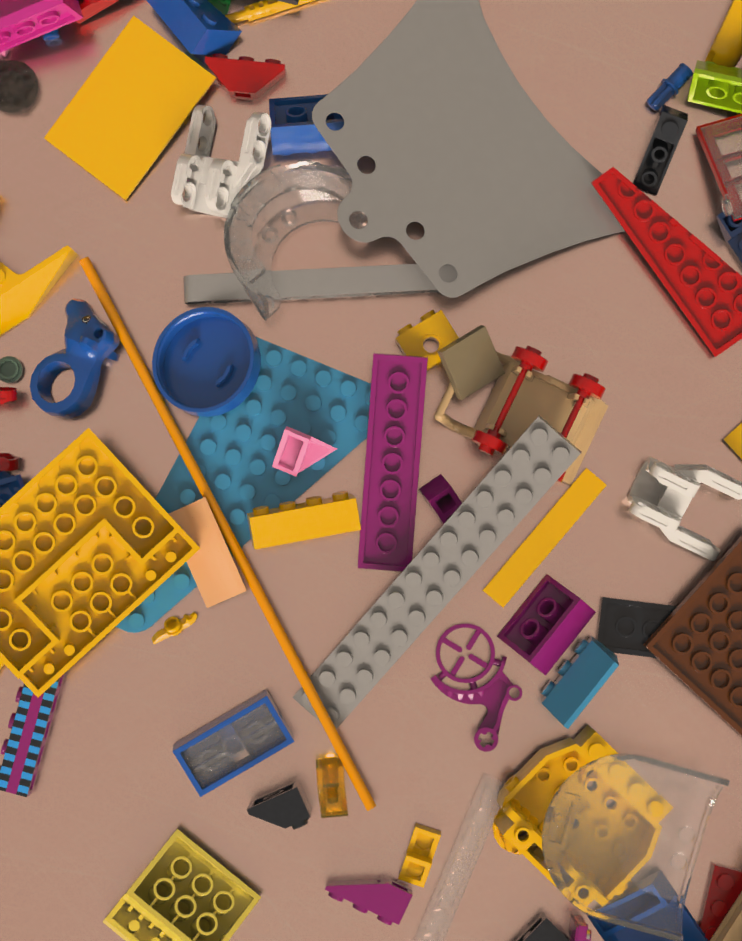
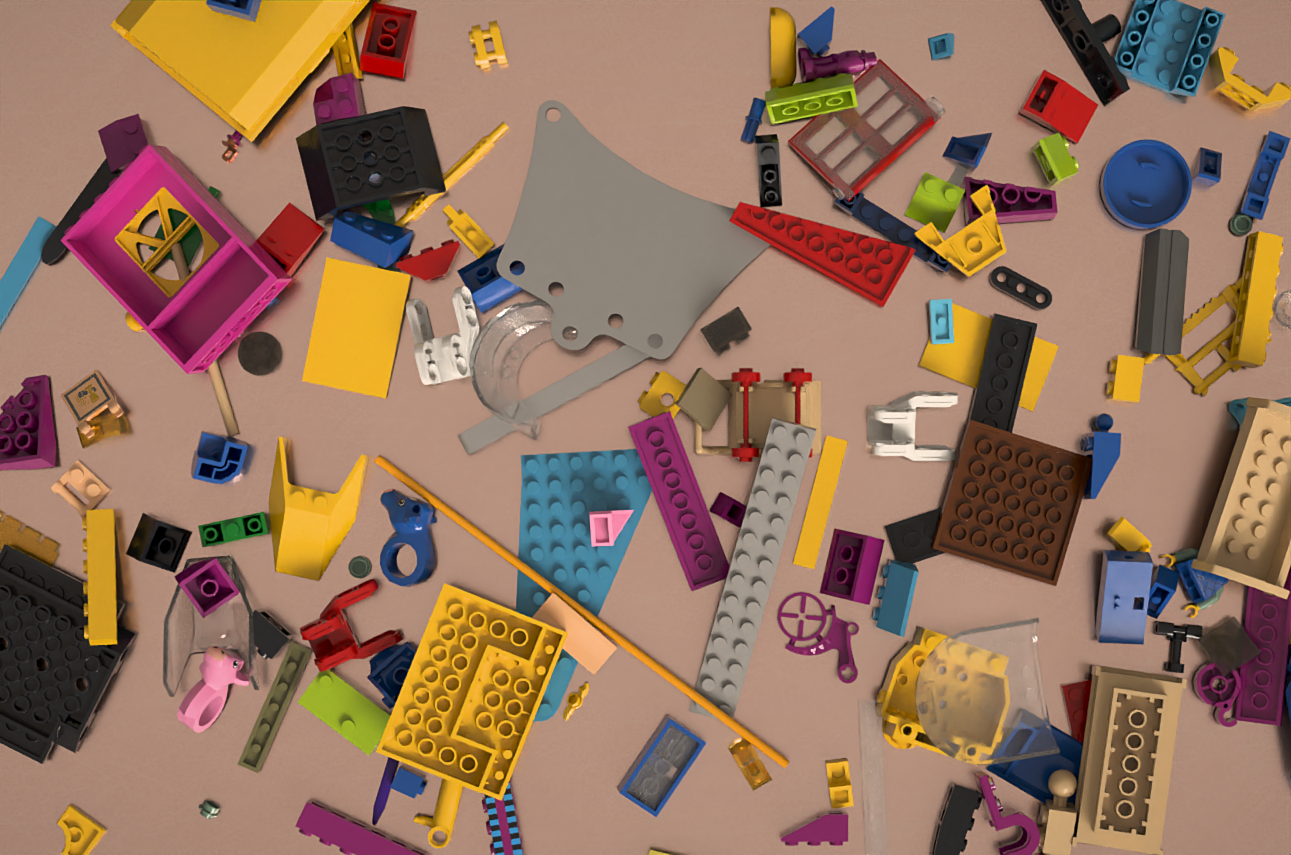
camera: 25 degrees left, 0 degrees up
(206, 361) = (505, 491): blue brick -> none
(283, 807) = (721, 795): black slope -> none
(301, 61) = (468, 231): none -> yellow hinge
(303, 520) = (634, 575): yellow brick -> none
(530, 301) = (725, 331): none -> clear smoke brick

